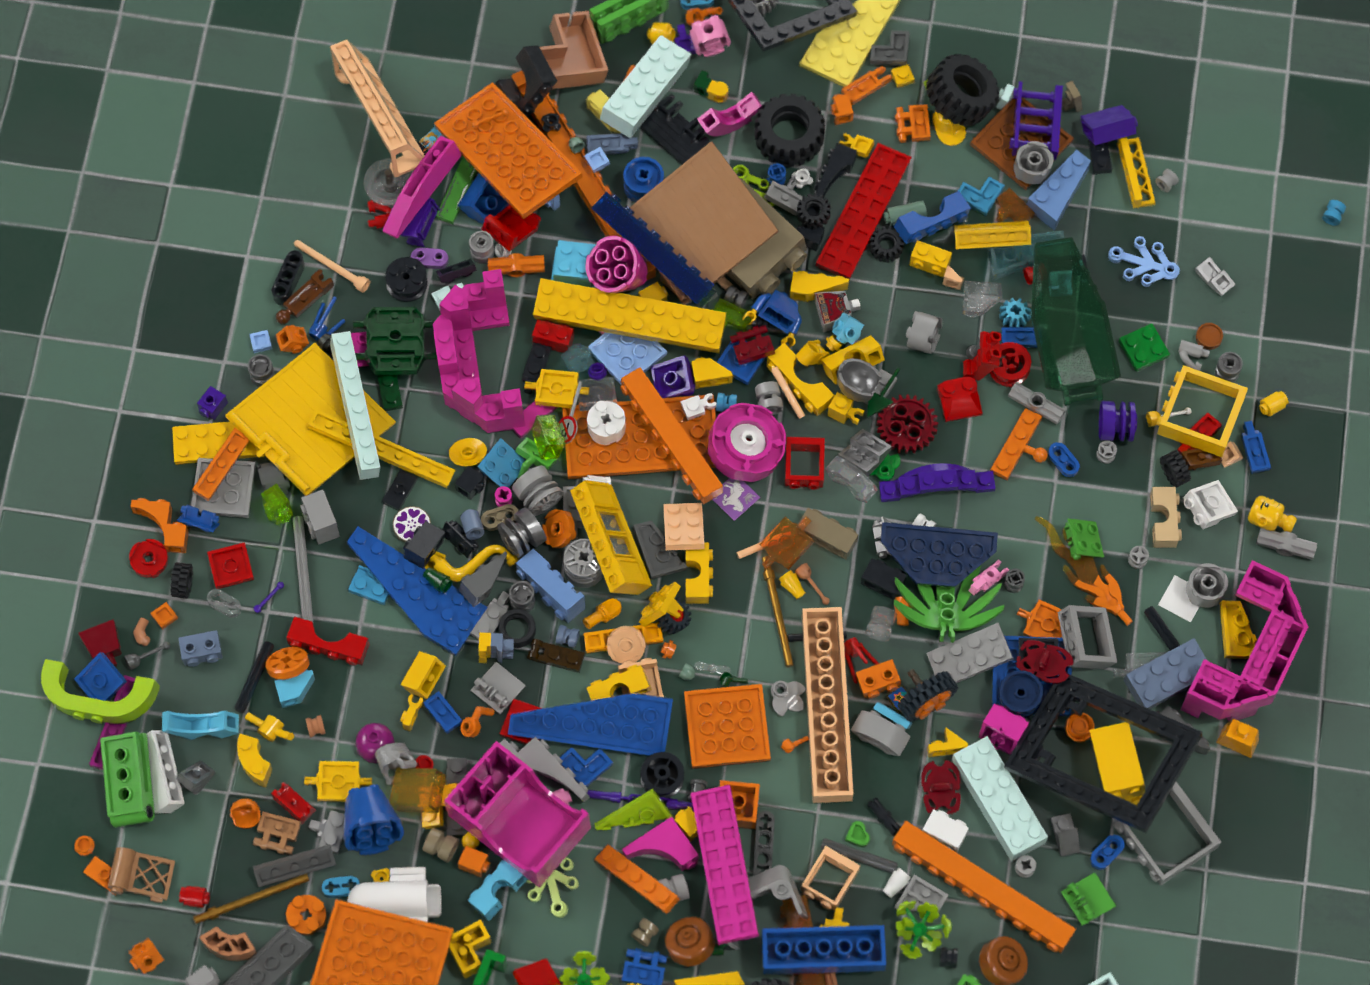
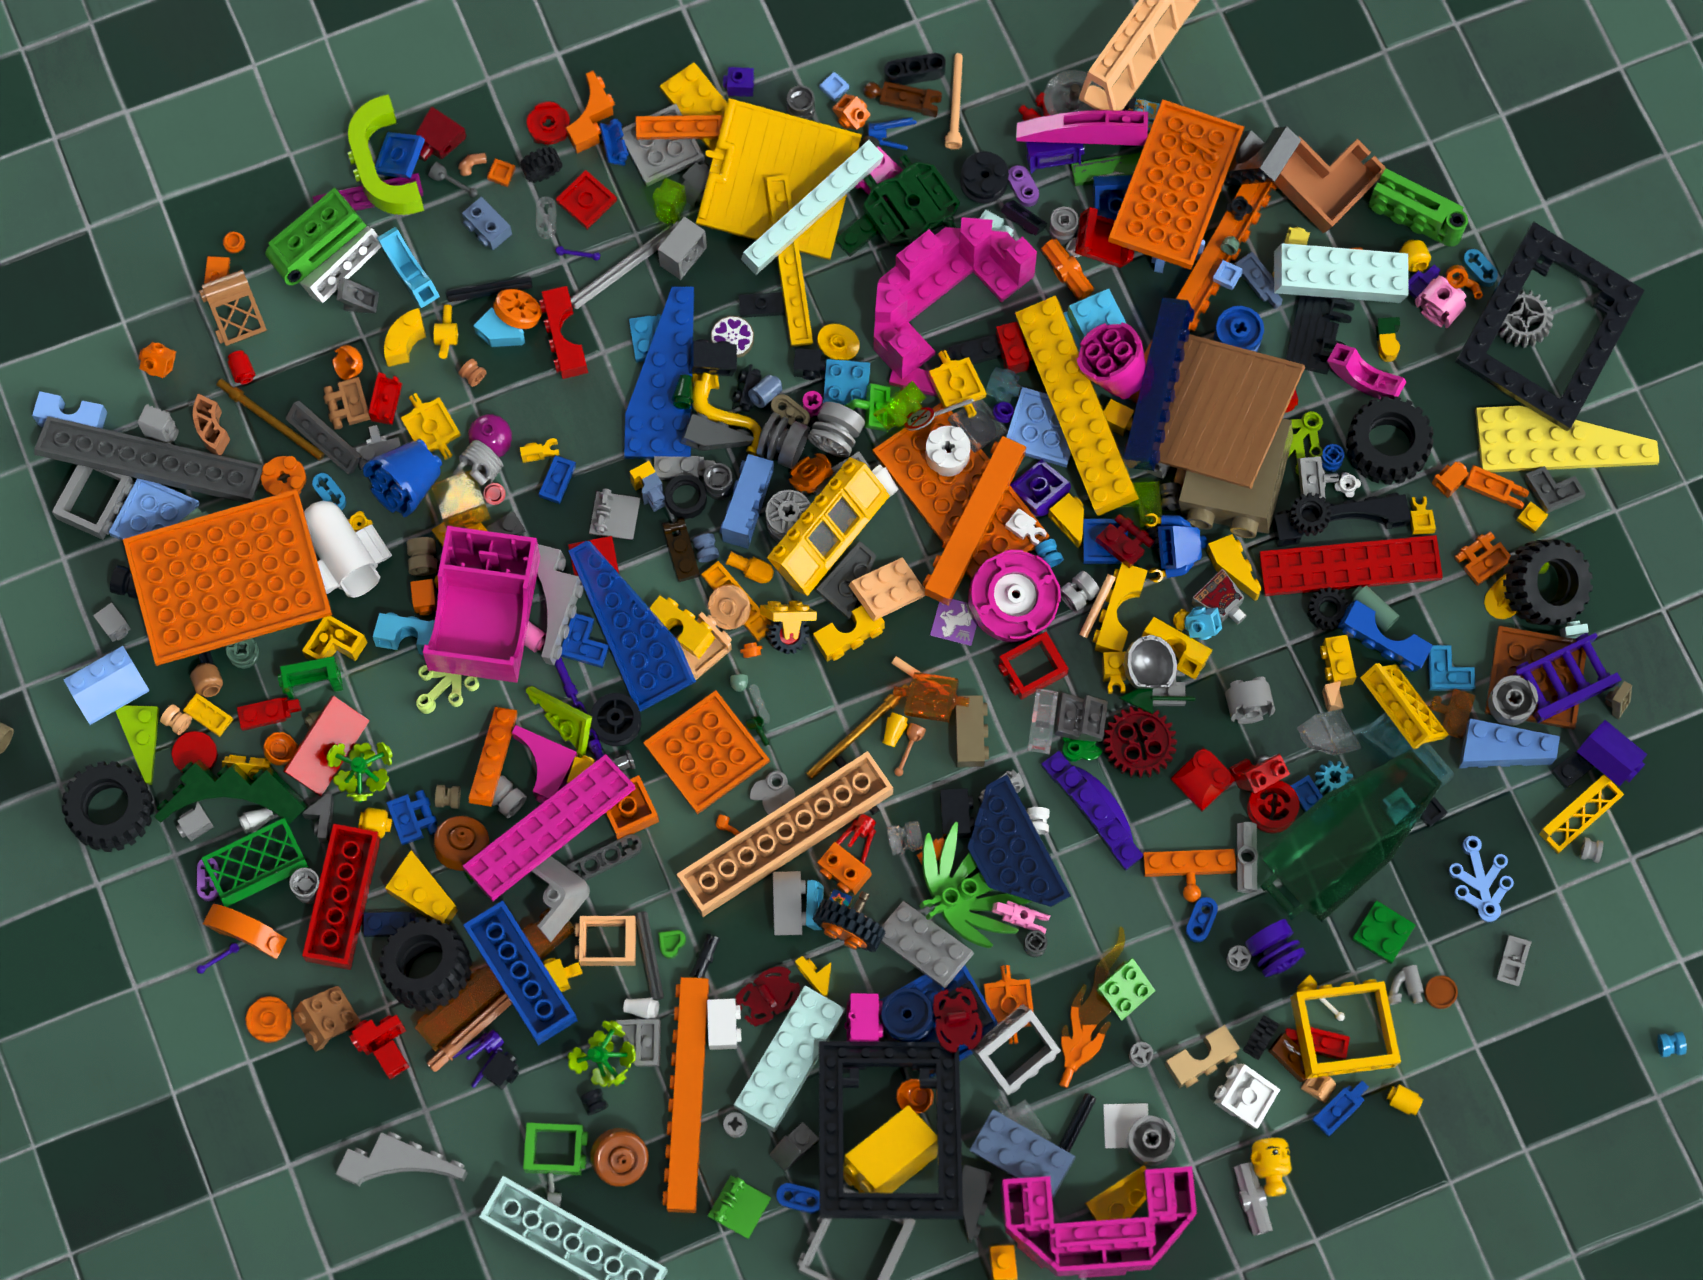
camera: 60 degrees right, 5 degrees up
(423, 673) = (581, 438): yellow brick -> none
(471, 726) = (558, 513): orange plate -> none
(811, 353) = (1154, 604): yellow piece -> none
(1229, 366) = (1413, 1030): flat silver wheel -> none

